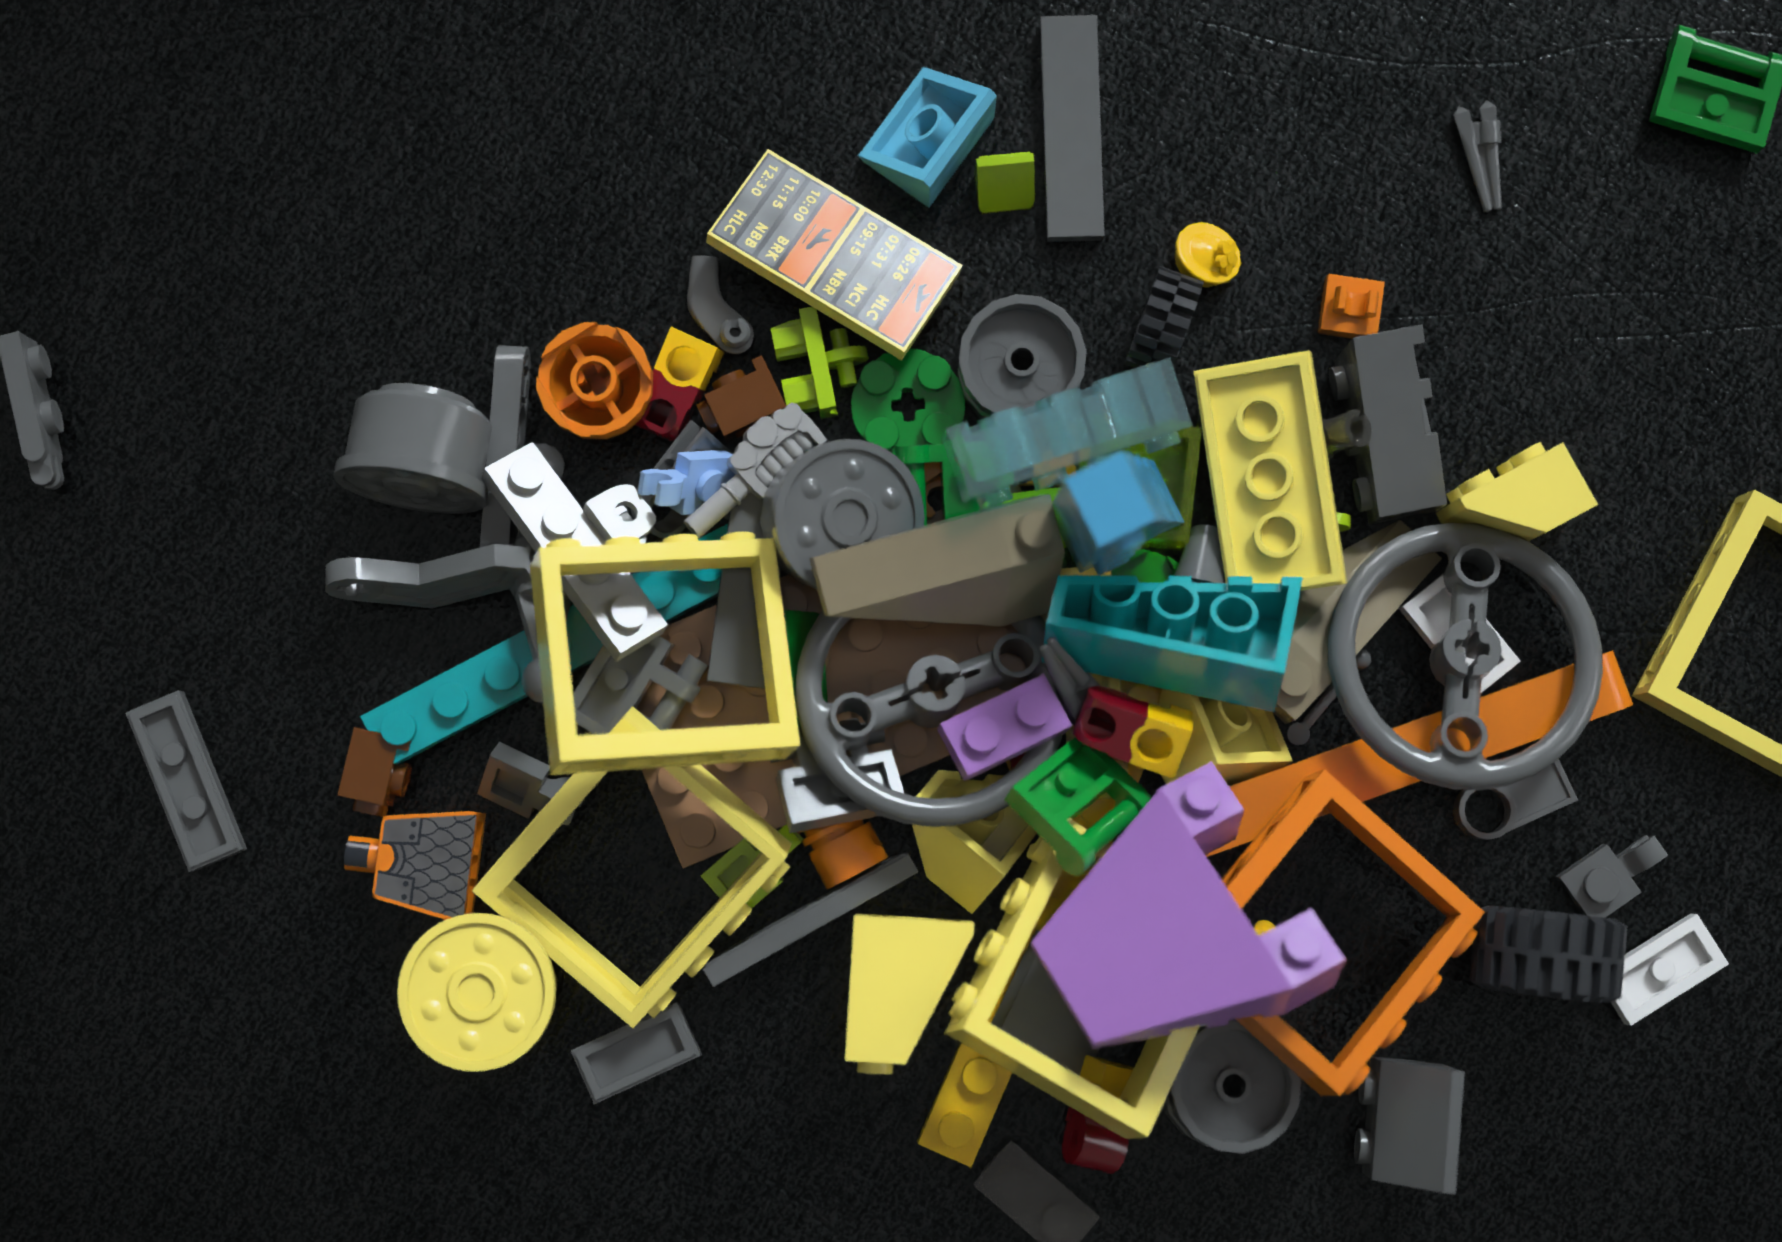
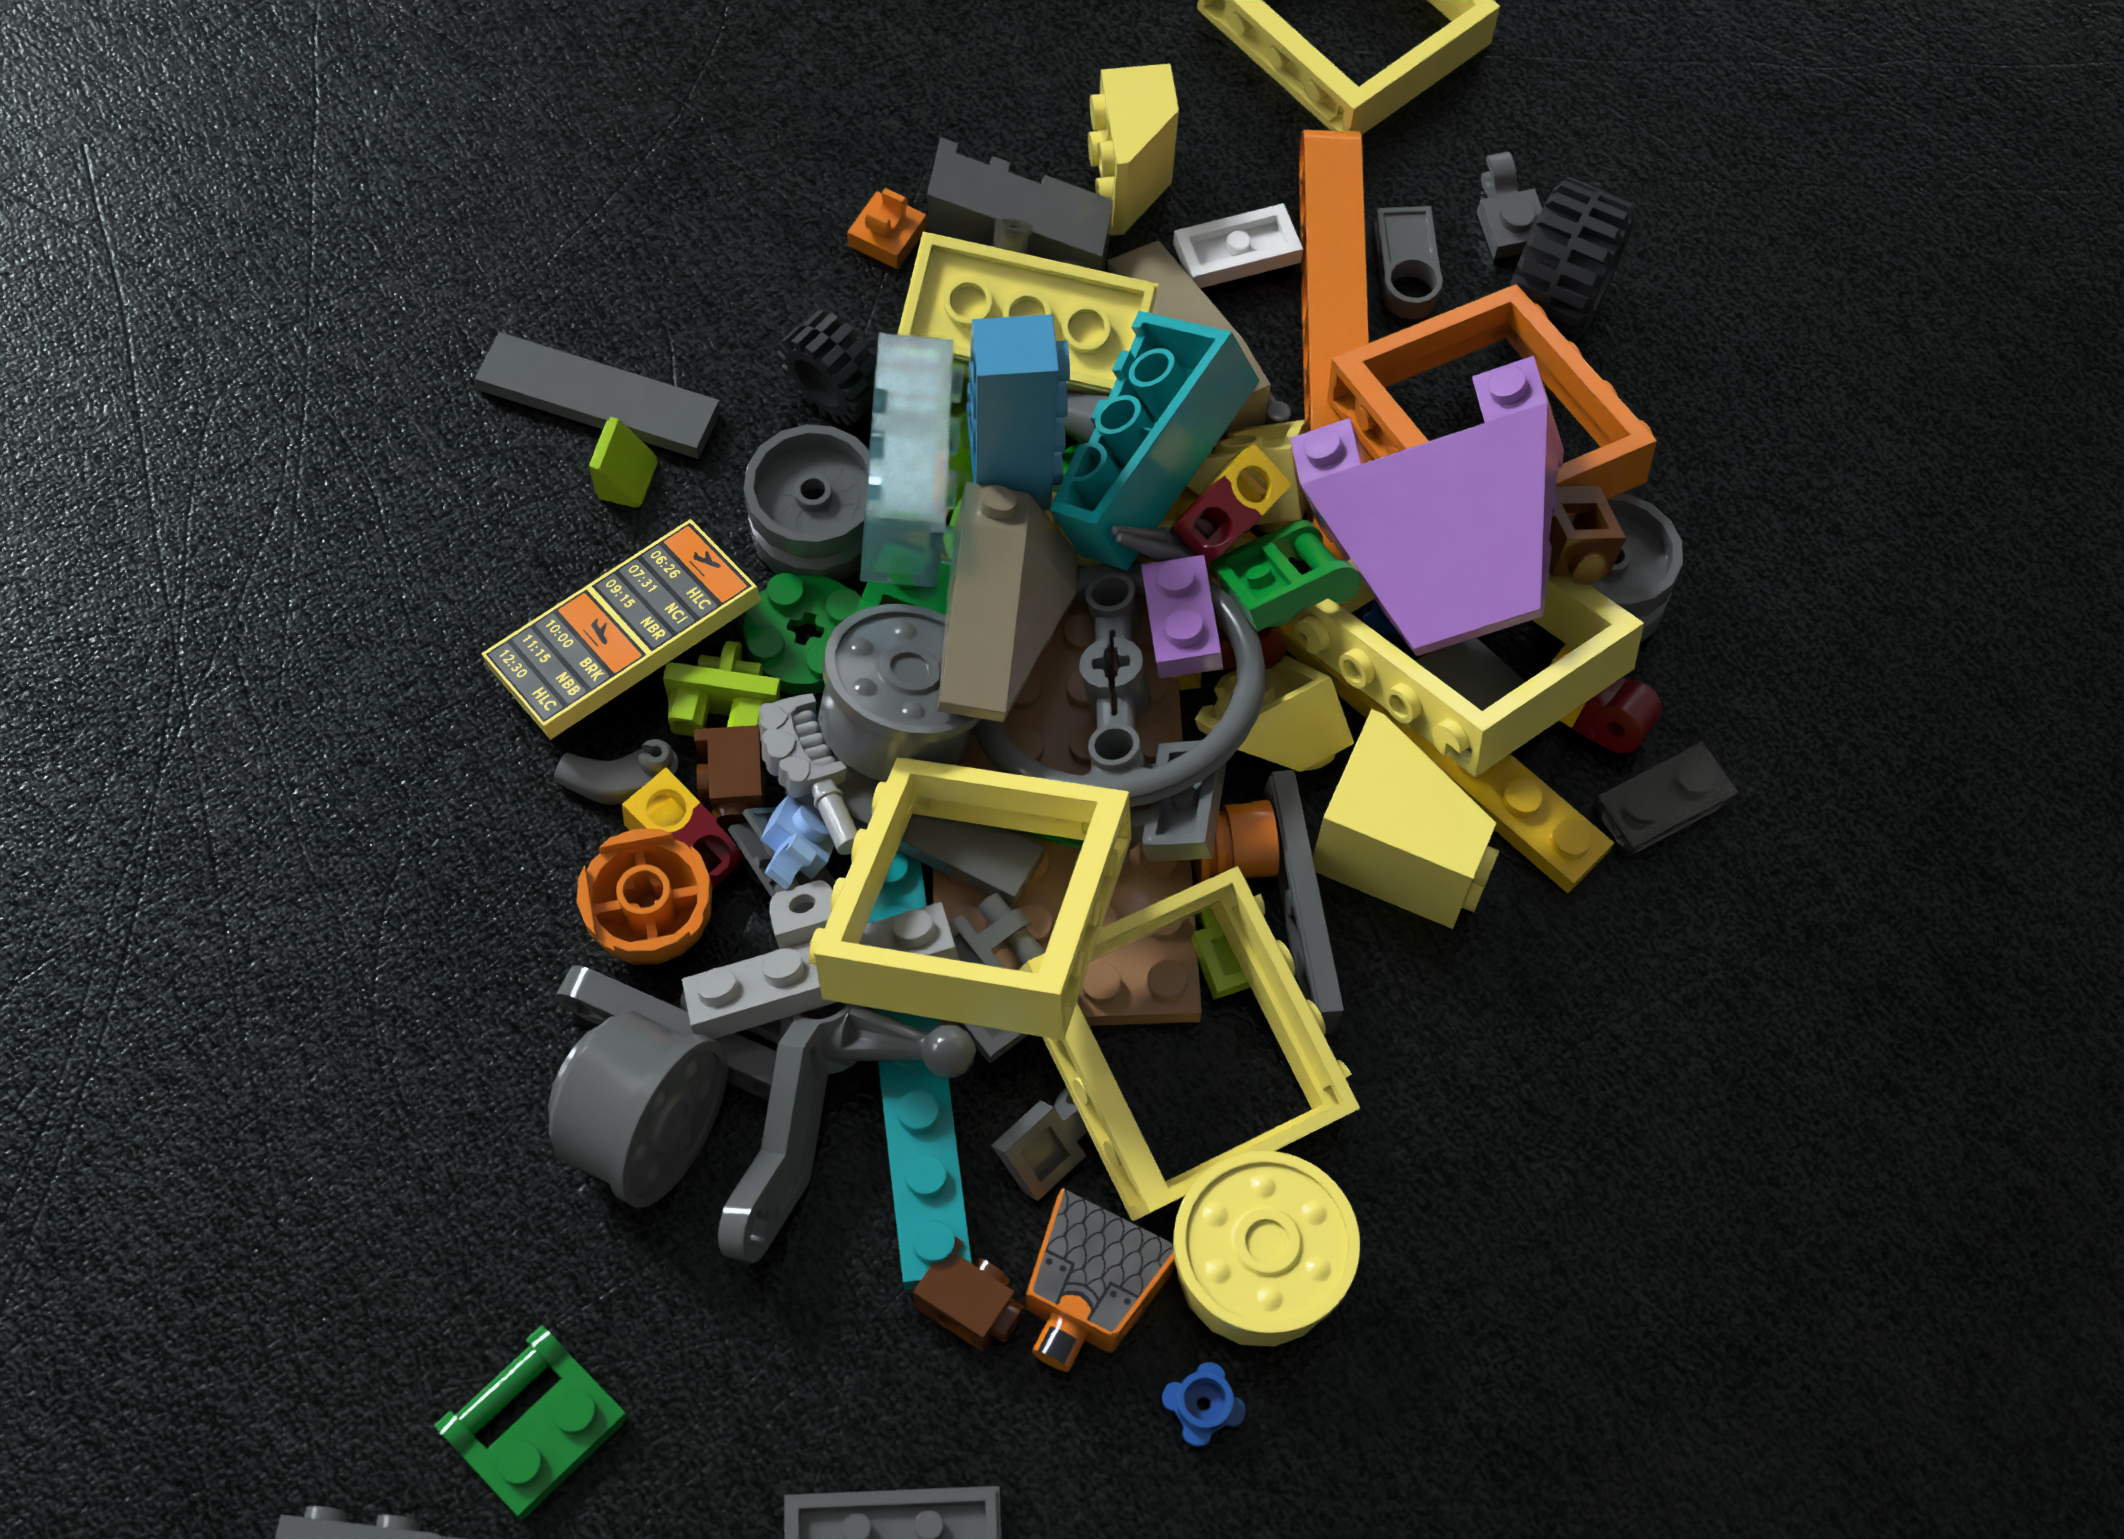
camera: 75 degrees left, 20 degrees down
(160, 495) = (548, 1438): none -> green plate
(346, 983) = (1207, 1384): none -> blue plate
(636, 1053) = (1384, 1139): dark grey tile -> none
(930, 133) = (540, 510): medium azure slope -> none
(1207, 254) = (777, 318): yellow hat -> none
(1228, 1055) = (1589, 543): none -> reddish brown brick
(1411, 1124) = (1702, 424): dark grey slope -> none
(1461, 682) = (1265, 228): dark grey piece -> none
(1480, 146) = (787, 81): dark grey piece -> none
(1667, 968) = (1613, 172): white plate -> none

